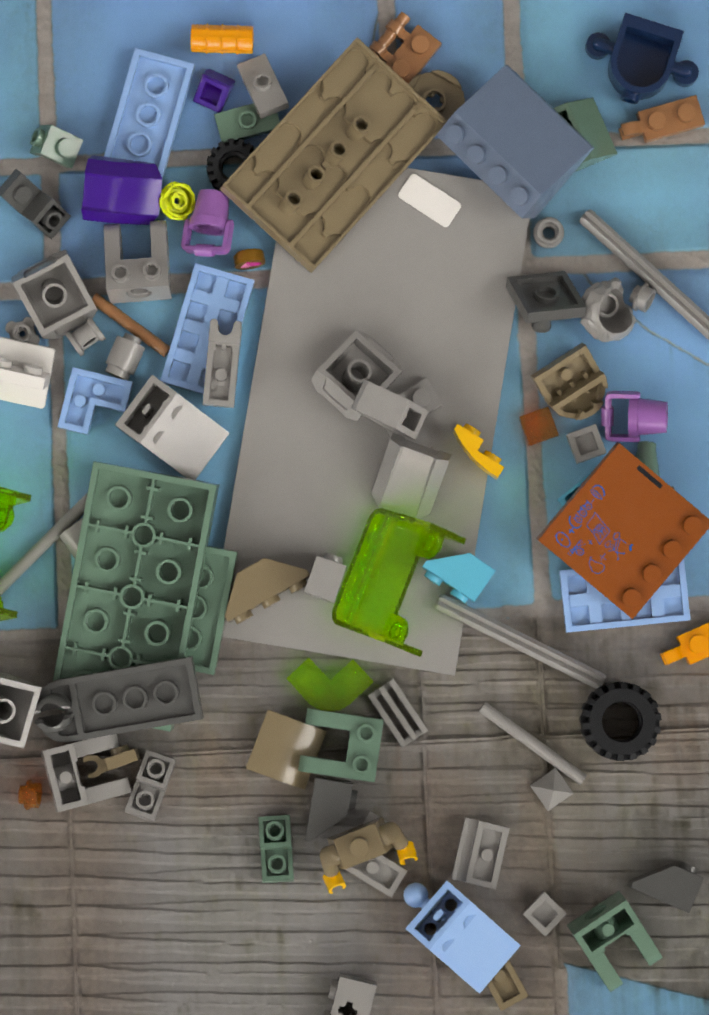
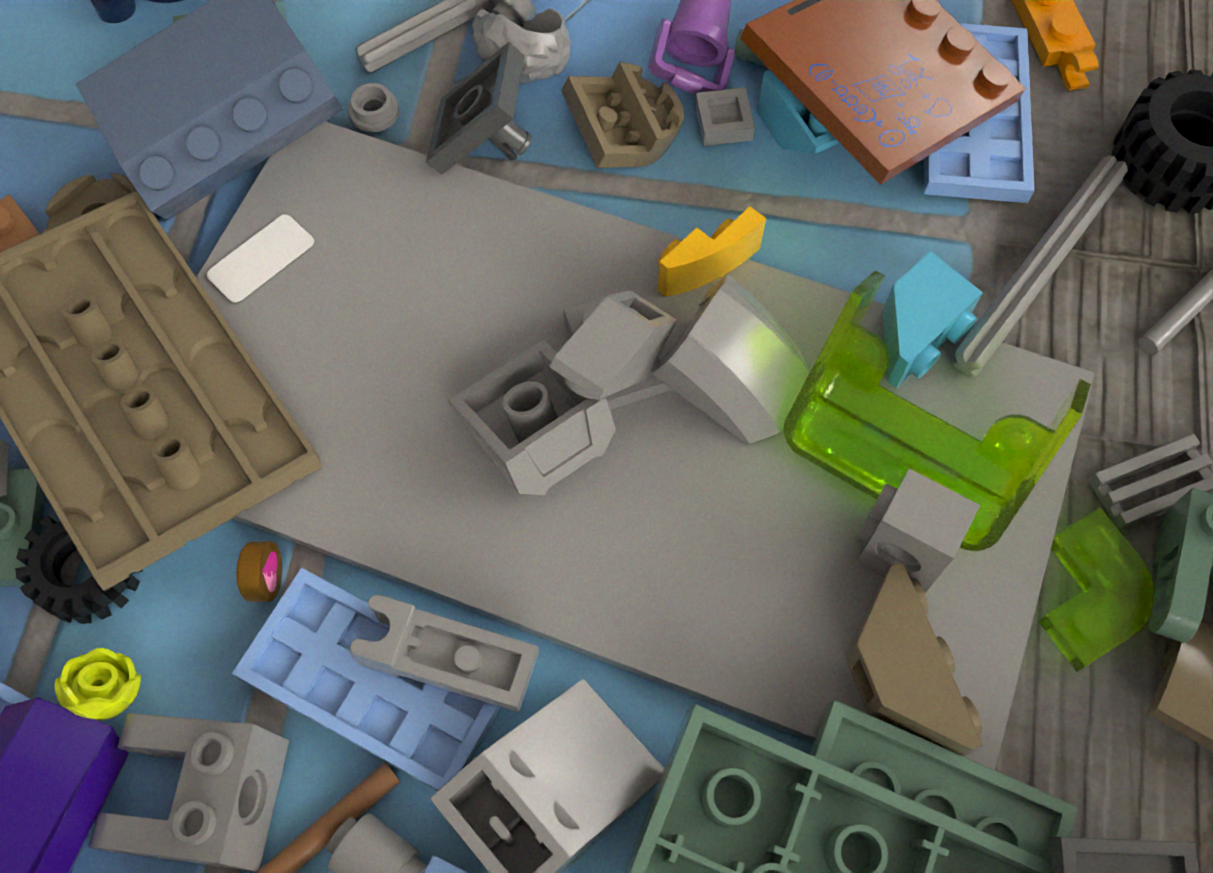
camera: 80 degrees left, 20 degrees down
(211, 219) = (161, 627): medium lavender piece -> none
(538, 426) = (681, 179): clear orange plate -> none

